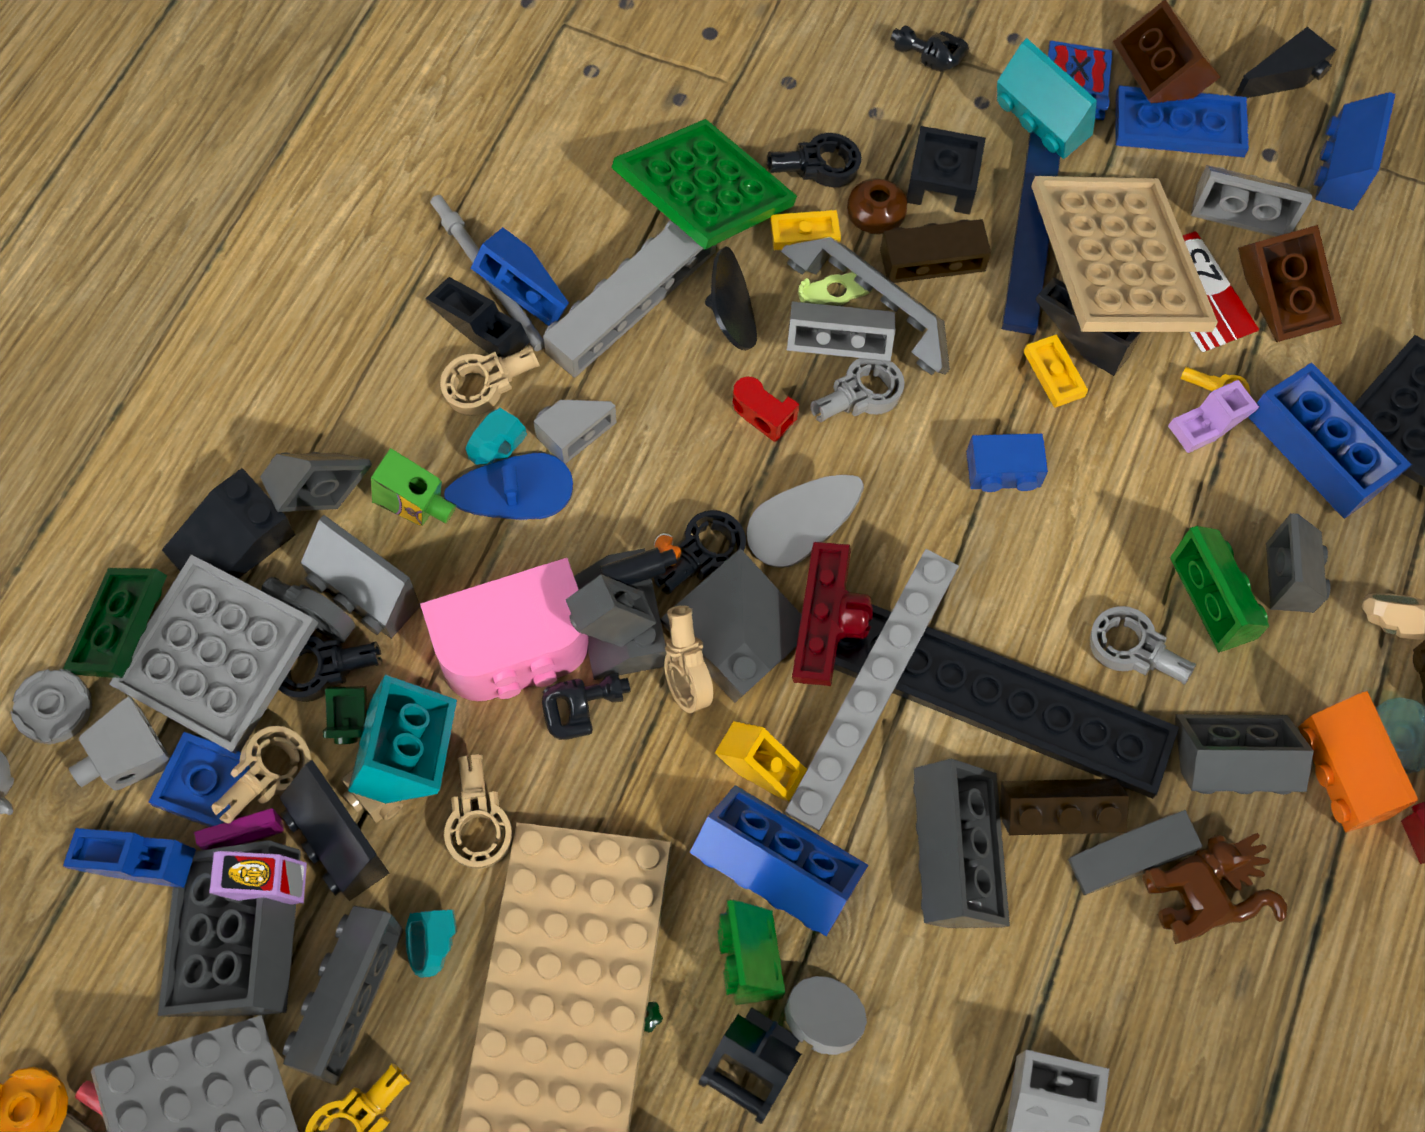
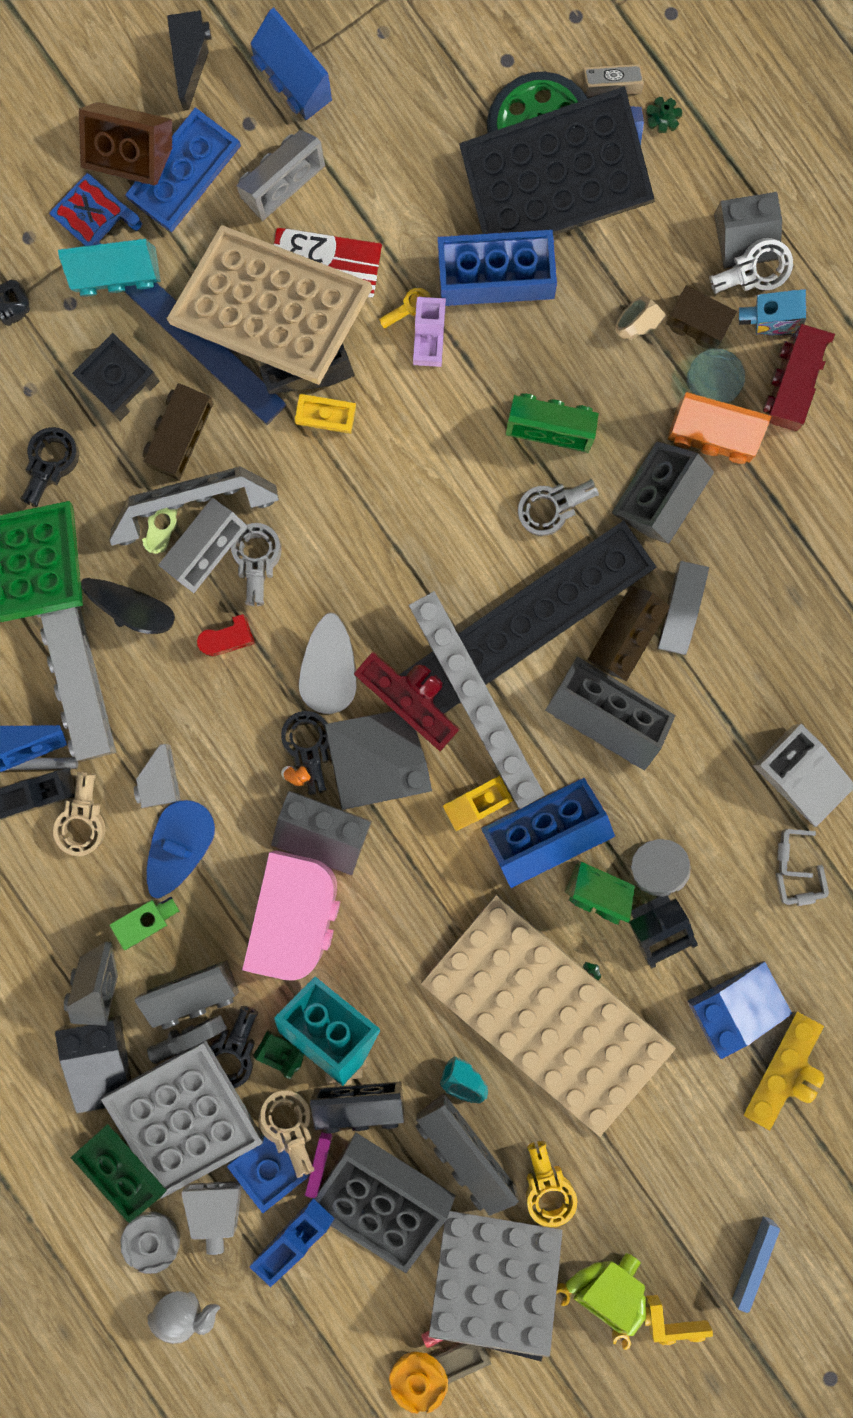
camera: 50 degrees left, 20 degrees up
(257, 876) = (365, 1173): slope -> none
(474, 791) = (384, 1001): tan pin -> none
(495, 437) = (134, 839): teal rock -> none
(577, 698) = (360, 895): black piece -> none
(610, 611) = (329, 848): dark grey brick -> none
(639, 566) = (304, 809): black cylinder -> none
(684, 663) = (386, 814): tan pin -> none
(803, 227) = (101, 513): yellow plate -> none
(873, 215) = (121, 454): reddish brown piece -> none
(1006, 462) = (373, 497): blue brick -> none
(1202, 893) = (735, 585): reddish brown animal -> none
(1291, 283) = (363, 195): reddish brown slope -> none
(1297, 566) = (569, 360): dark grey slope -> none

